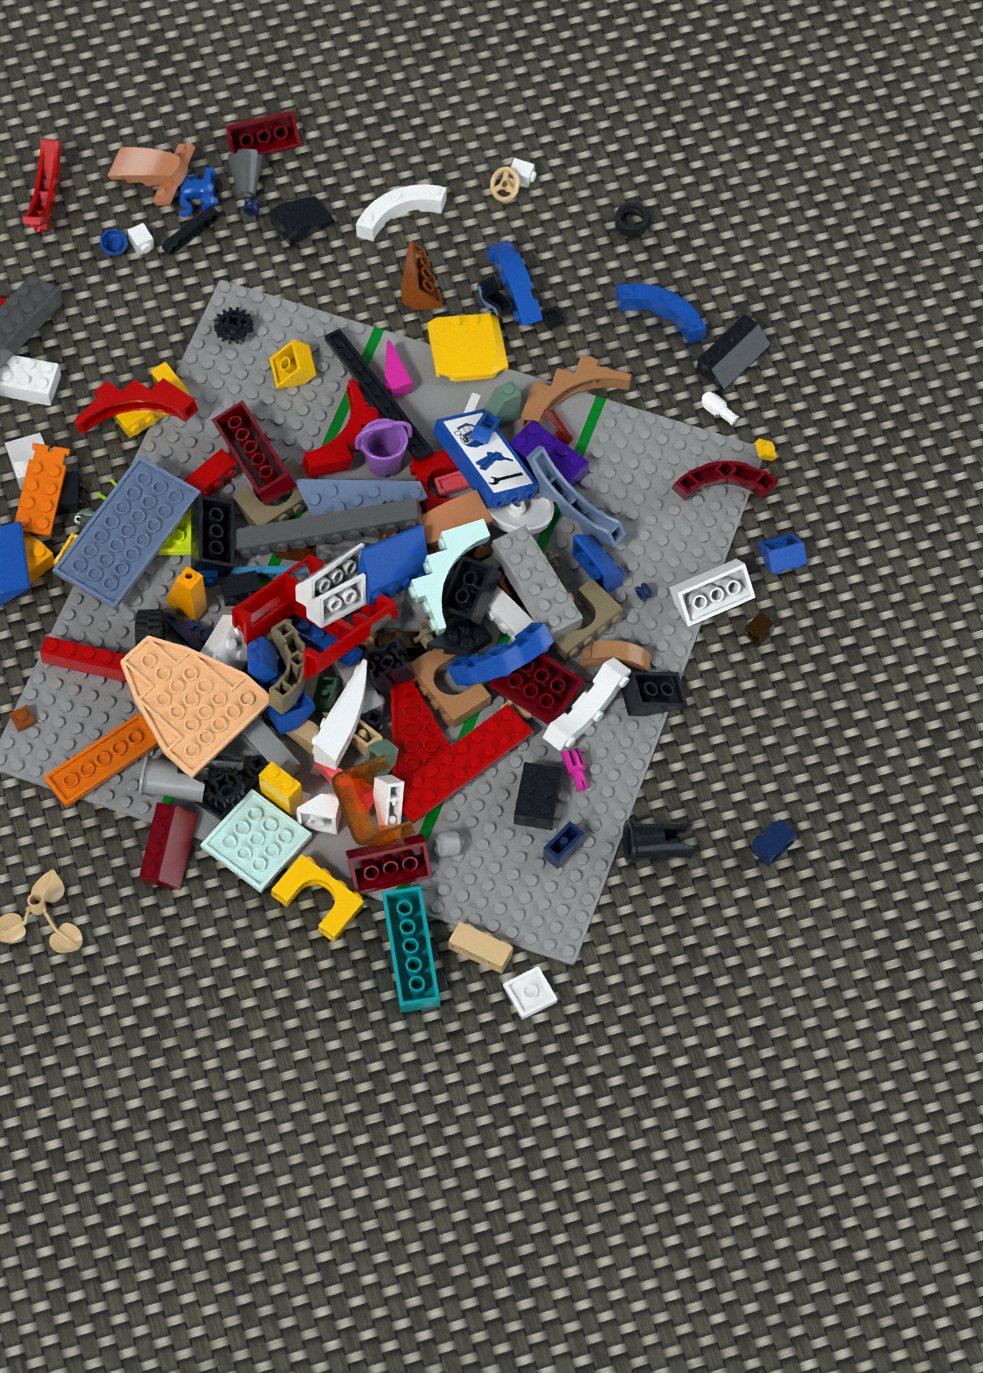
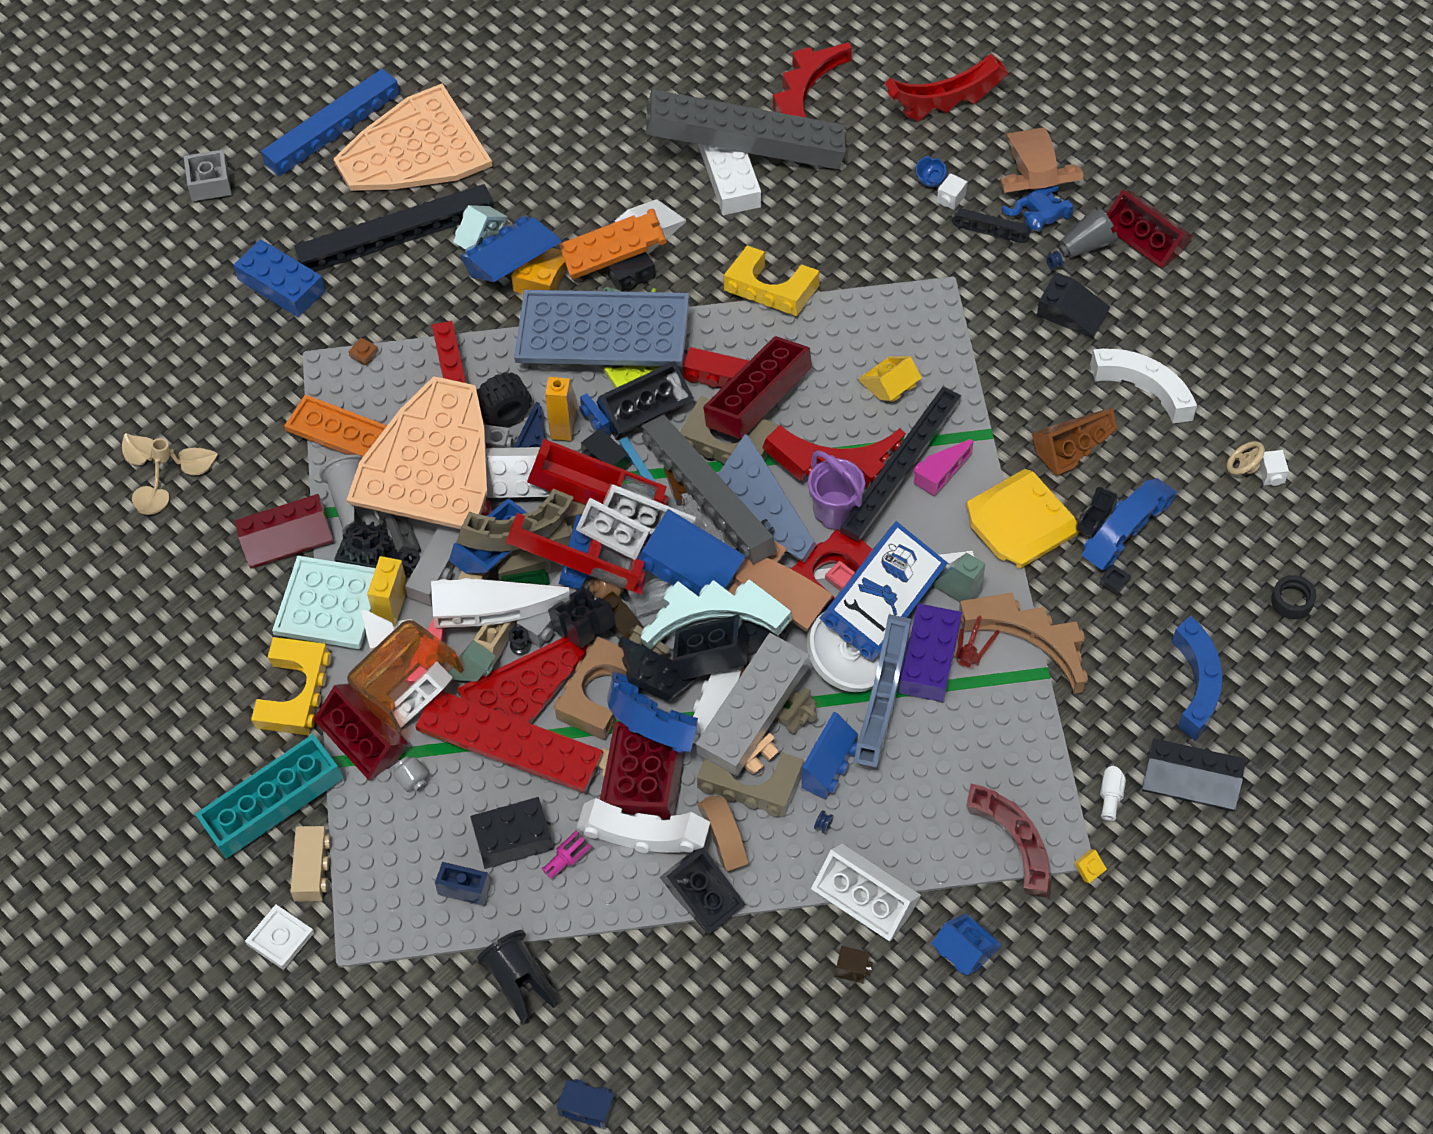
camera: 65 degrees right, 5 degrees down
(135, 397) = (757, 262): red arch -> none
(233, 323) = (902, 307): black gear -> none
(262, 659) = (515, 498): blue brick -> none
(482, 553) = (757, 635): dark brown plate -> none
(485, 428) = (906, 573): blue slope -> none

